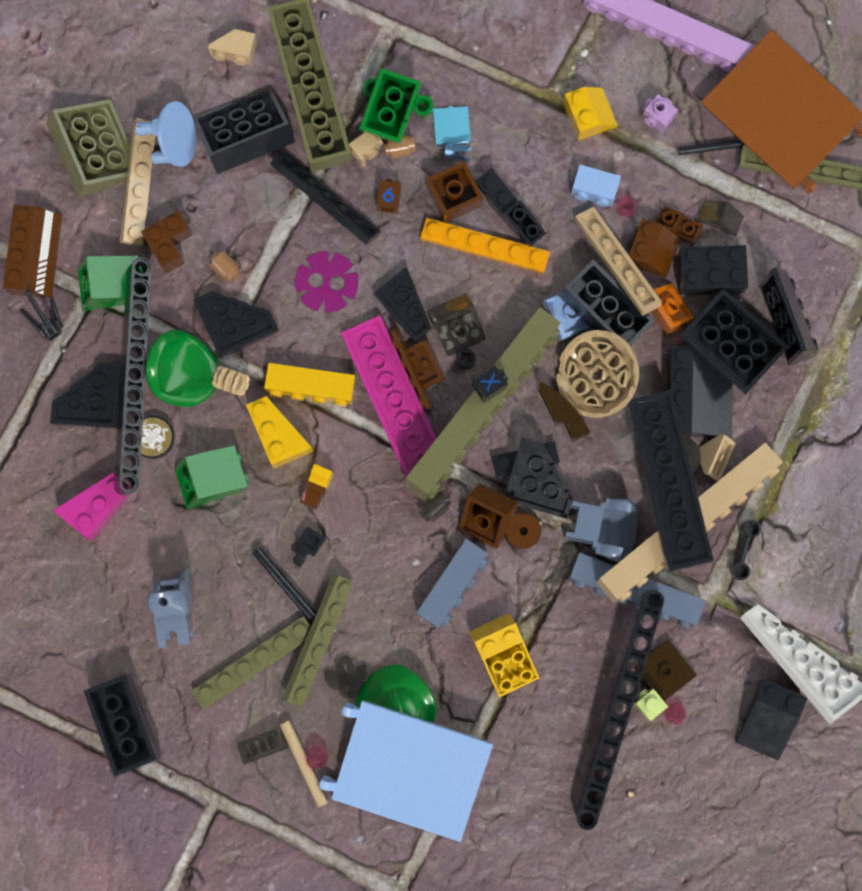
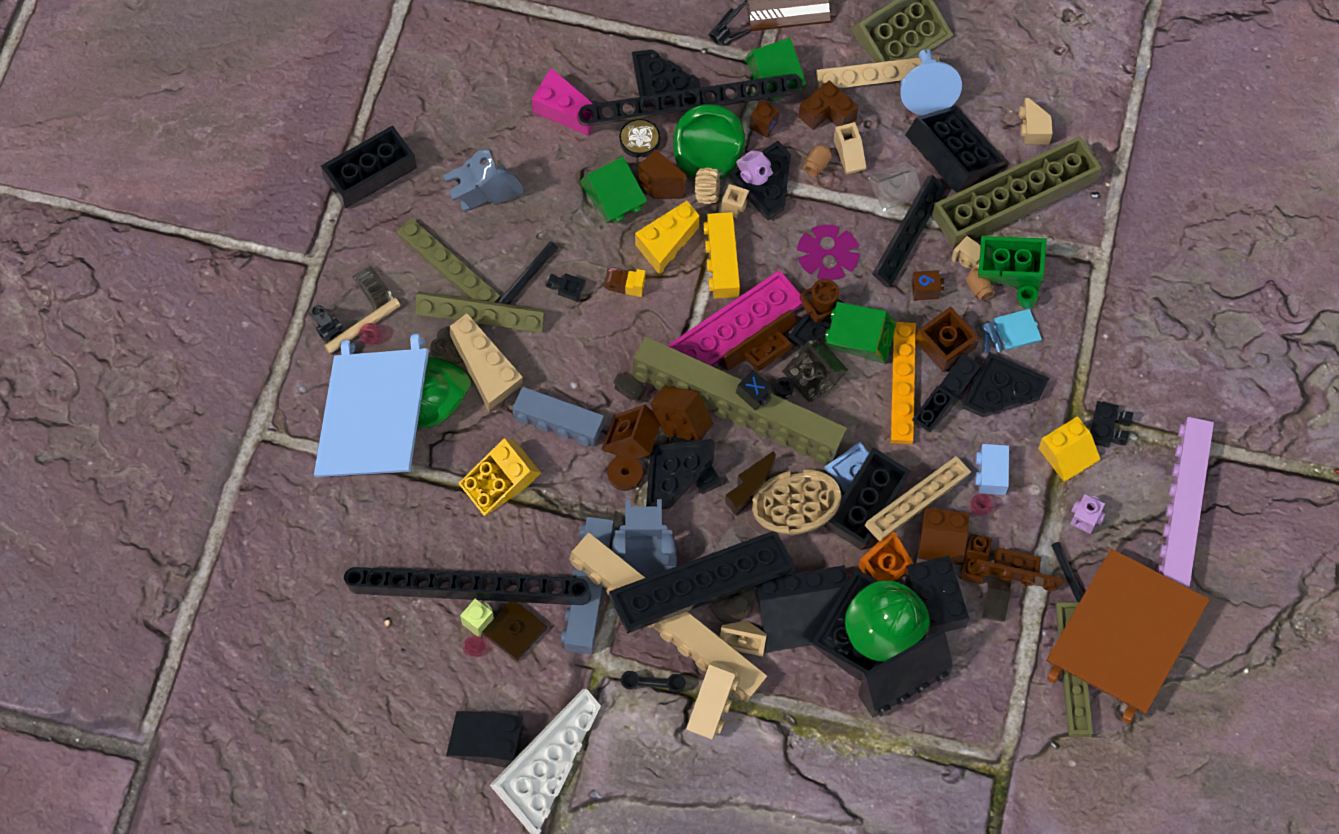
camera: 75 degrees right, 15 degrees down
(165, 307) = (764, 119): none -> reddish brown brick
(211, 425) = (661, 178): none -> reddish brown slope
(221, 231) = (850, 148): none -> tan slope
(226, 328) = (754, 167): none -> lavender brick
(255, 357) = (734, 200): none -> tan brick
(299, 800) = (325, 323): none -> black piece
(384, 644) = (485, 363): none -> tan wedge
(387, 298) = (823, 299): none -> reddish brown piece
(430, 271) = (861, 331): none -> green slope
(485, 462) = (681, 413): none -> reddish brown brick
(511, 154) = (1003, 386): none -> black plate
(567, 74) = (1103, 424): none -> black plate
(698, 189) = (1017, 566): none -> reddish brown bracket
(744, 317) = (886, 620): none -> green piece
(781, 497) = (713, 700): none -> tan brick

